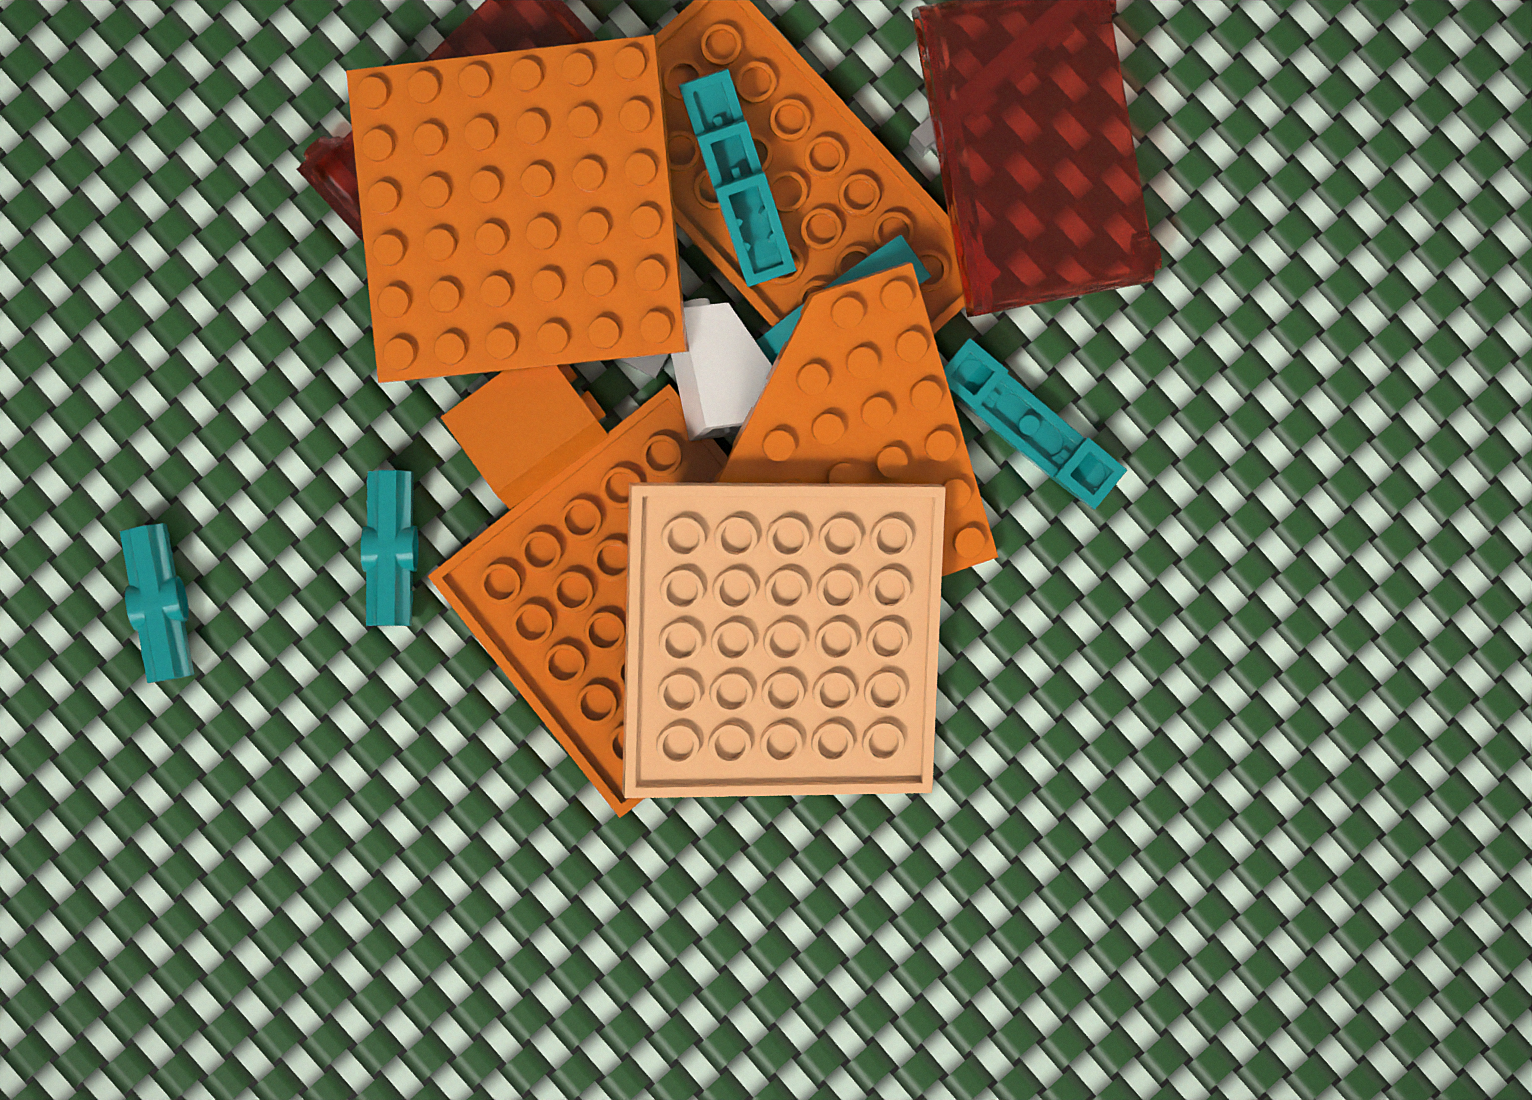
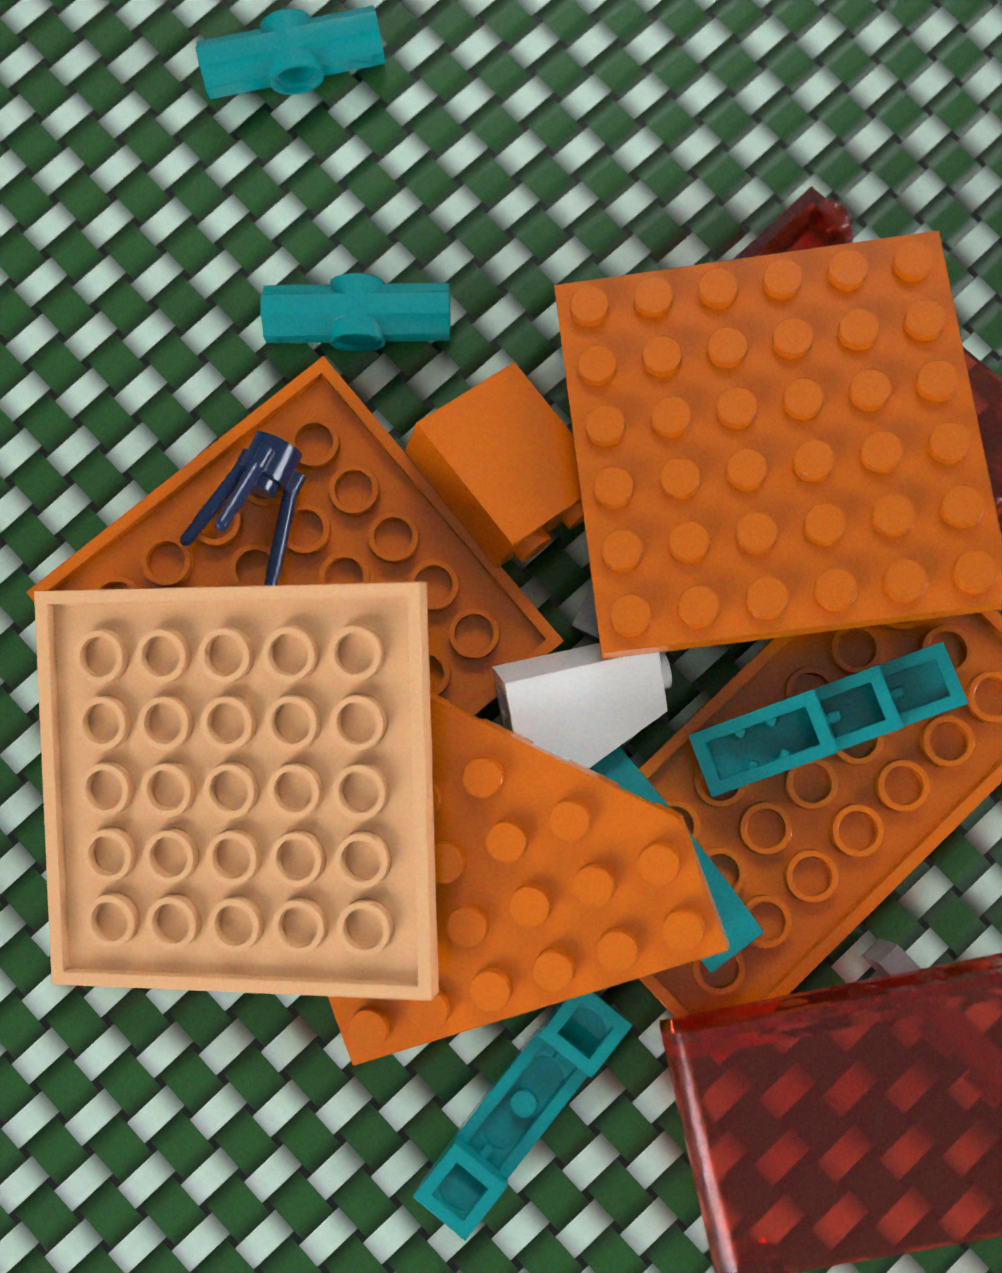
camera: 90 degrees right, 5 degrees down
(525, 619) = (264, 469): none -> dark blue plant

